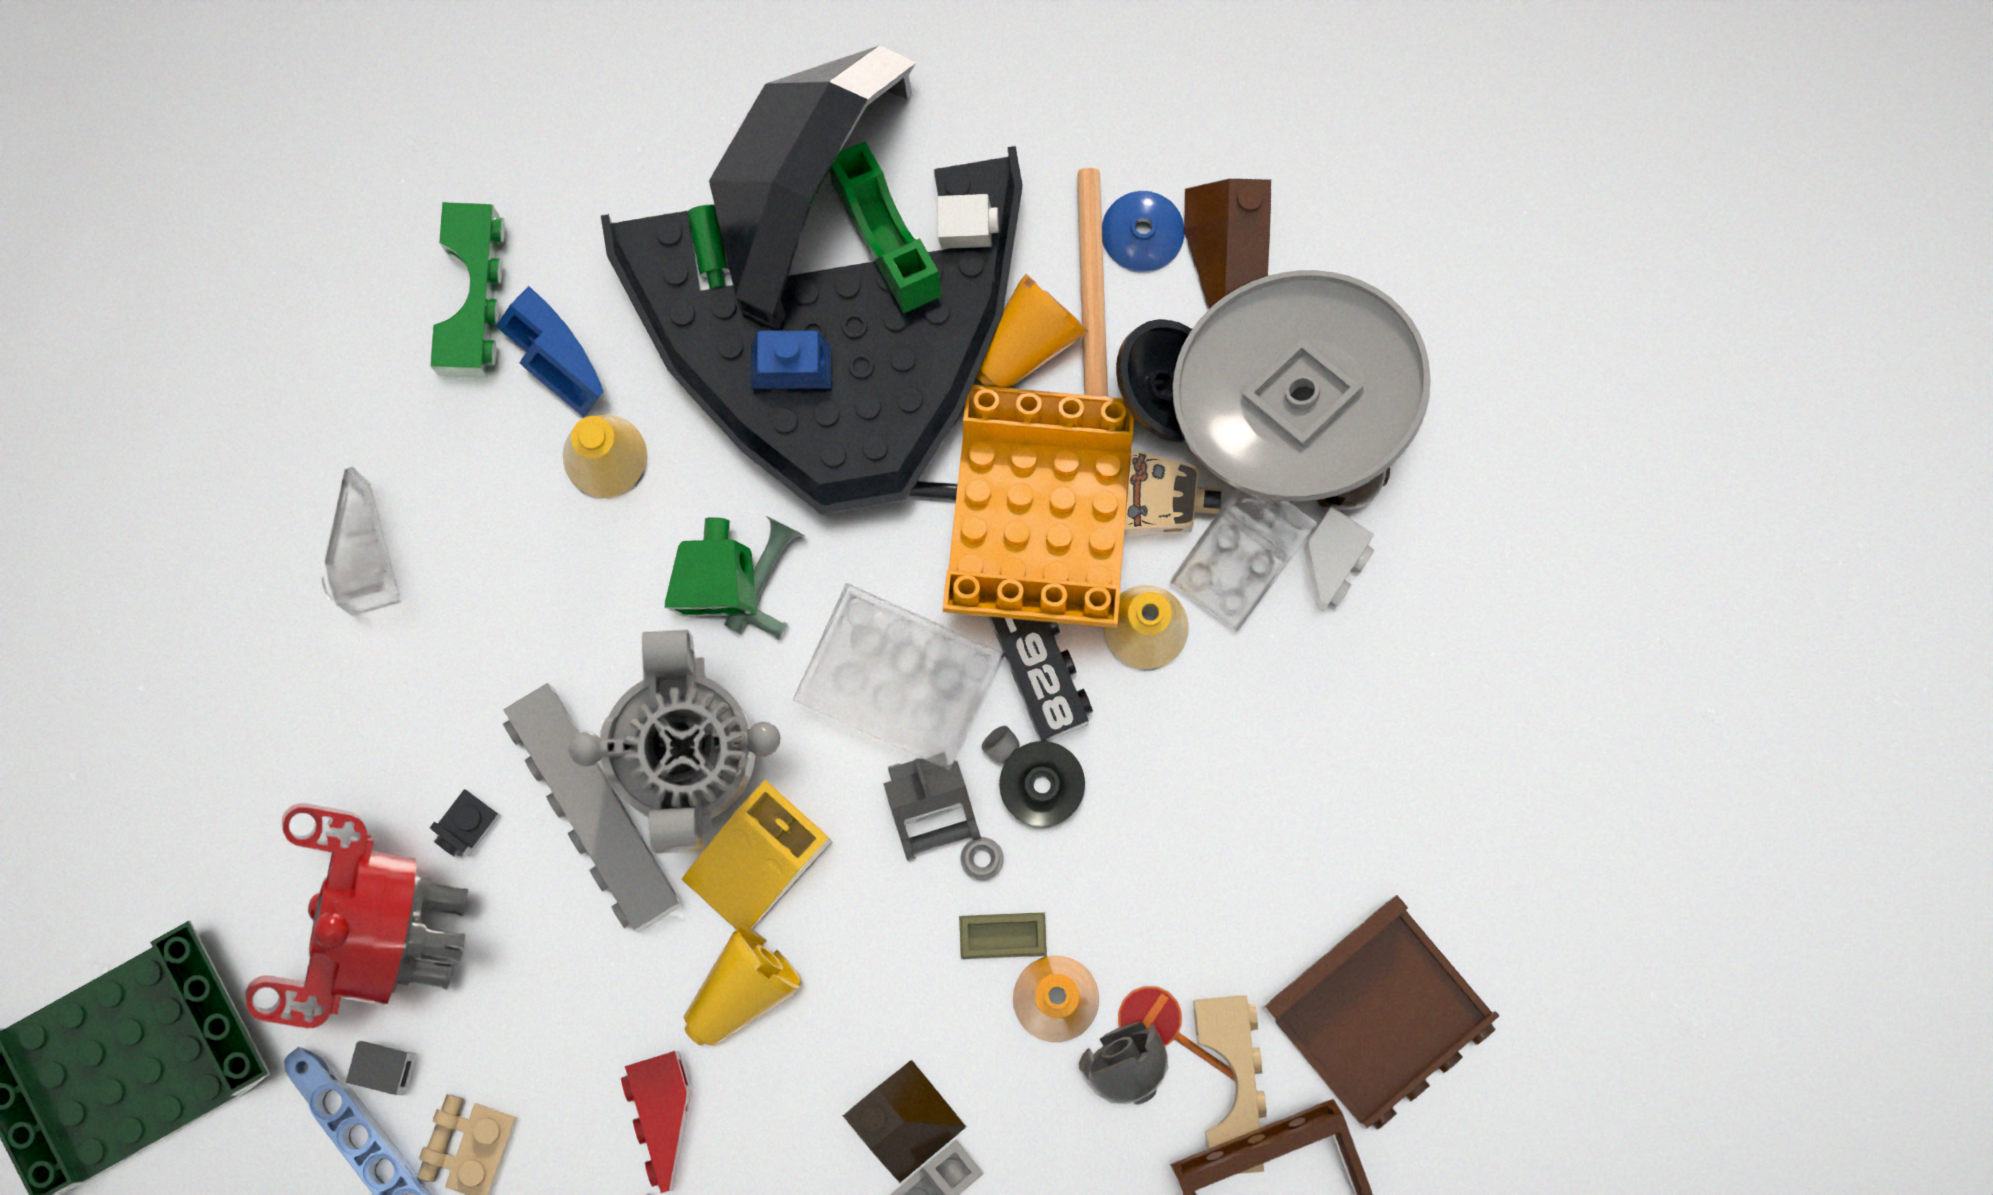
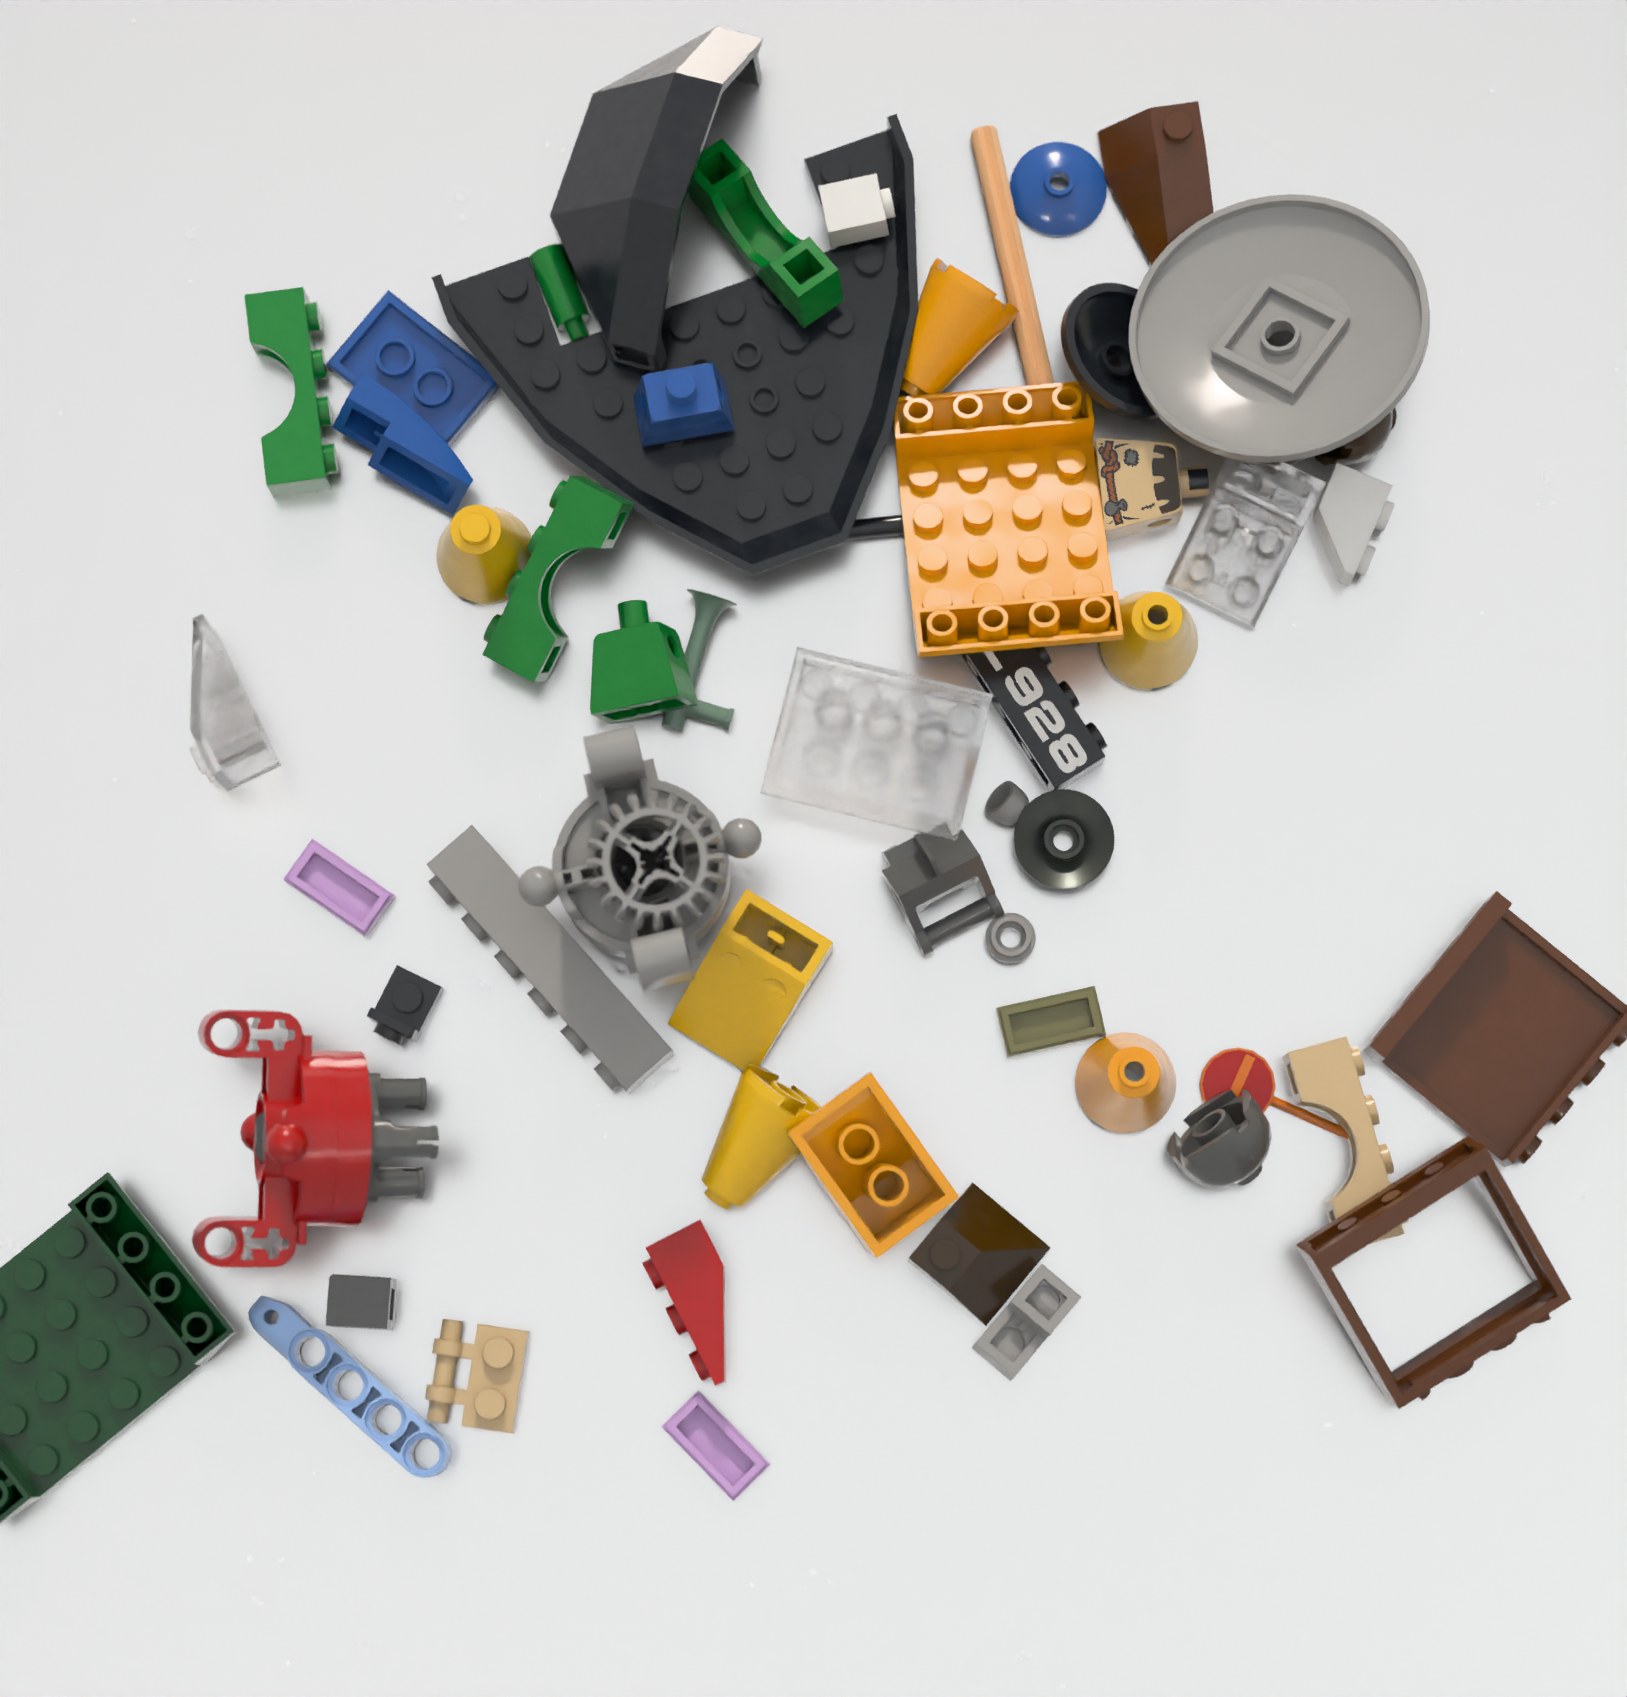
camera: 10 degrees left, 0 degrees up
(429, 714) = (339, 888): none -> lavender tile
(576, 287) = (416, 365): none -> blue tile
(625, 528) = (527, 633): none -> green arch
(826, 1032) = (872, 1165): none -> light orange slope

